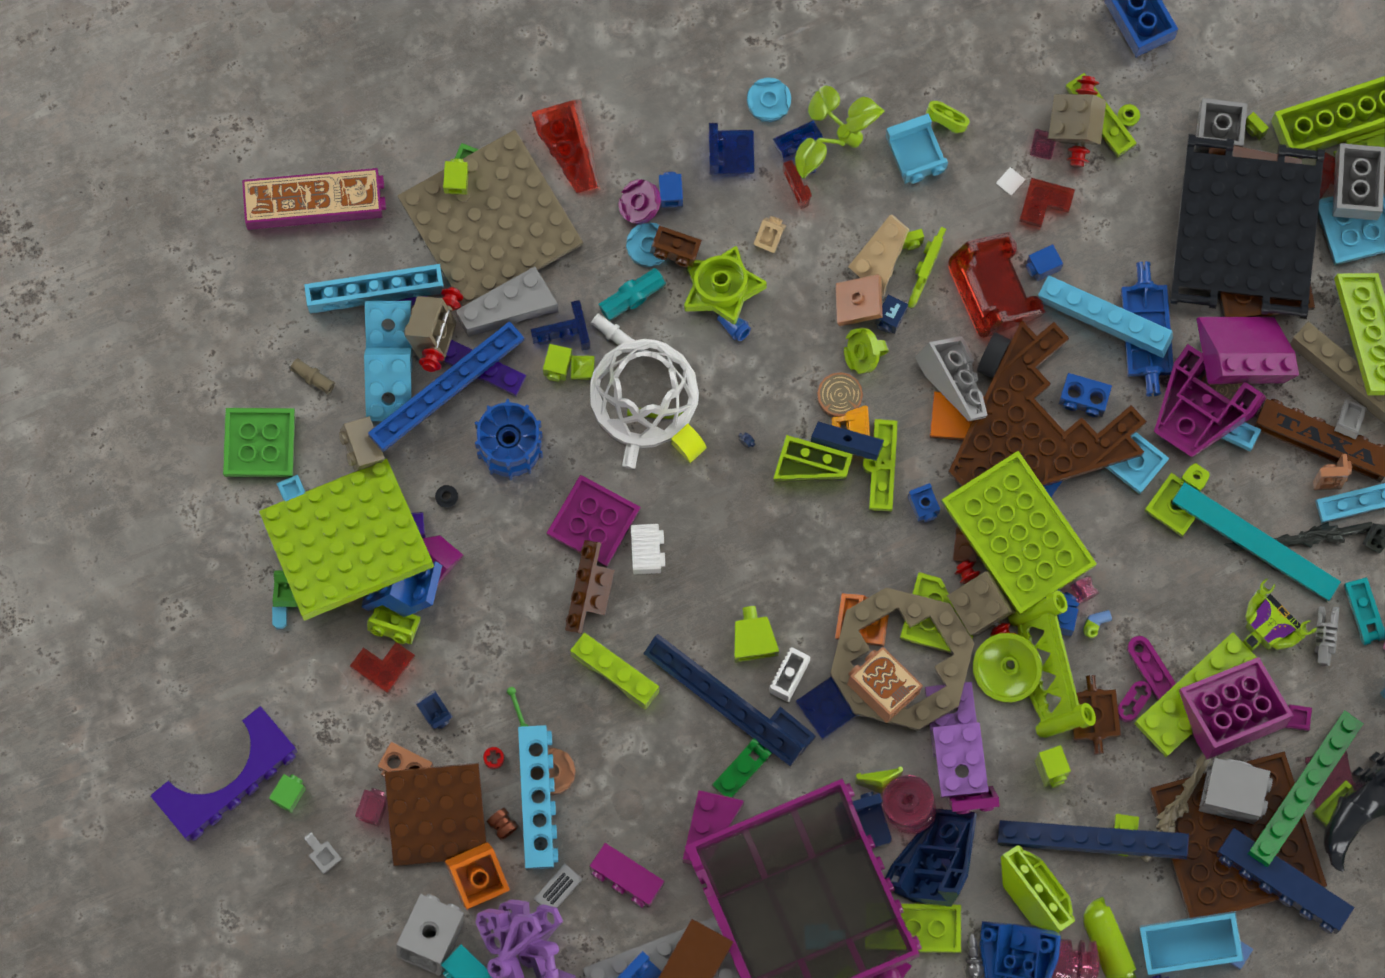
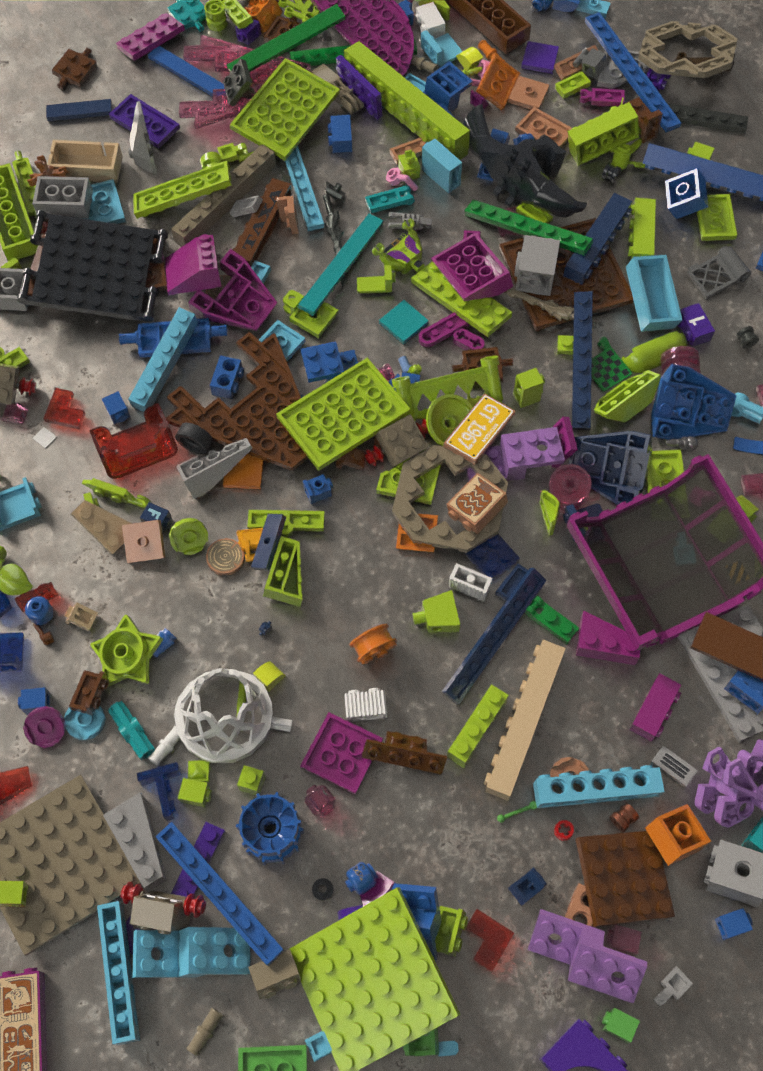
camera: 90 degrees left, 10 degrees down
(349, 760) = (588, 959): none -> medium lavender bracket
(380, 927) = (734, 924): none -> blue brick
(454, 535) = (361, 878): none -> blue head
(540, 494) = (319, 800): none -> clear pink head
(566, 422) = (251, 780): none -> lime brick
(621, 726) = (524, 722): none -> tan brick
(717, 557) = (373, 643): none -> orange wheel
(747, 196) = (47, 638): none -> reddish brown hand
(777, 187) = (39, 610): none -> blue head
(994, 699) = (479, 429): none -> tile
(1090, 877) = (608, 367): none -> green flag
(1096, 520) = (326, 362): none -> blue bracket
(1166, 620) = (403, 322): none -> teal tile
(1226, 586) = (377, 284): none -> lime bracket
(1304, 949) = (643, 228): none -> lime brick

